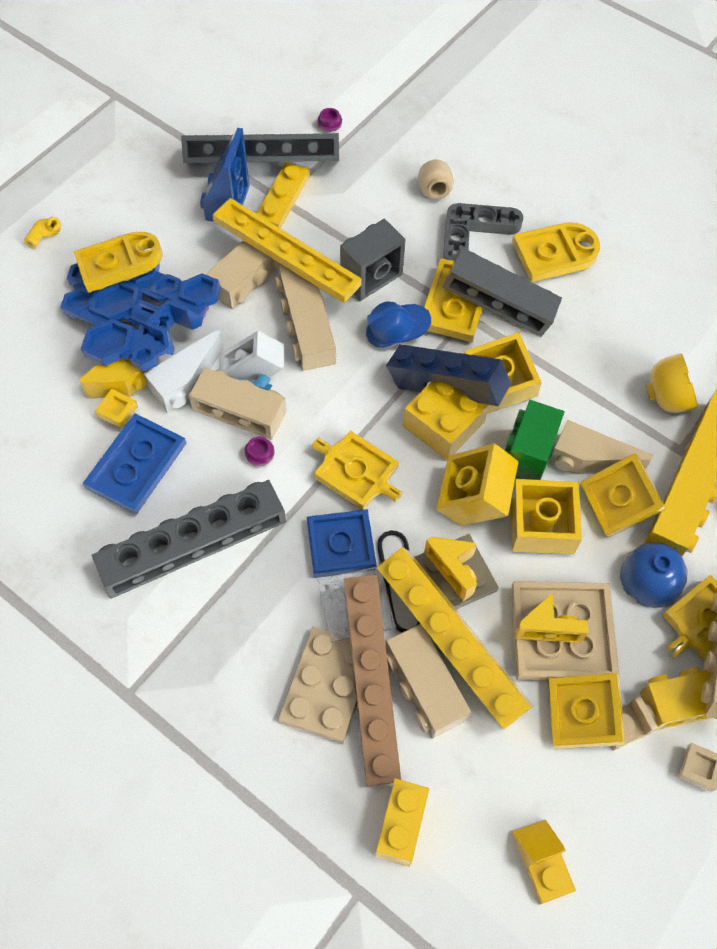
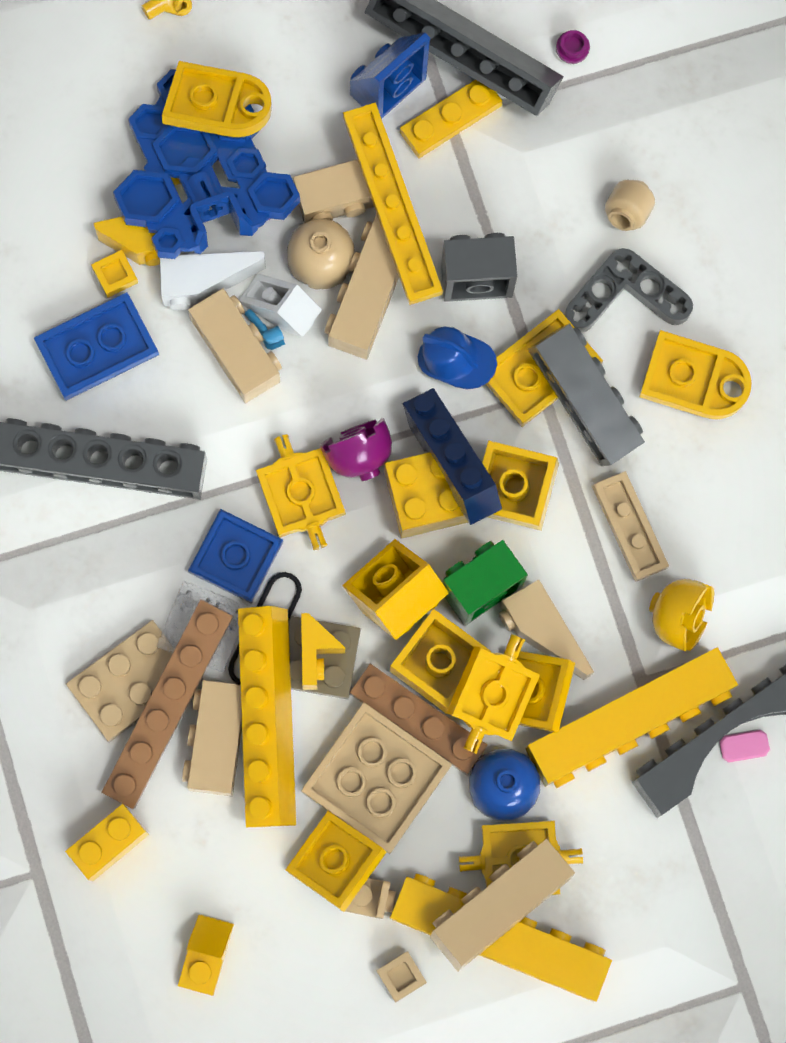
camera: 30 degrees right, 15 degrees up
(255, 311) = (320, 253): none -> tan cylinder
(259, 451) = (222, 410): magenta plate -> none
(379, 415) = (359, 450): none -> magenta cylinder
(543, 626) = (350, 759): yellow slope -> none
(558, 568) = (416, 717): none -> medium nougat plate
(592, 357) = (630, 526): none -> tan plate
(603, 508) = (493, 693): none -> yellow plate

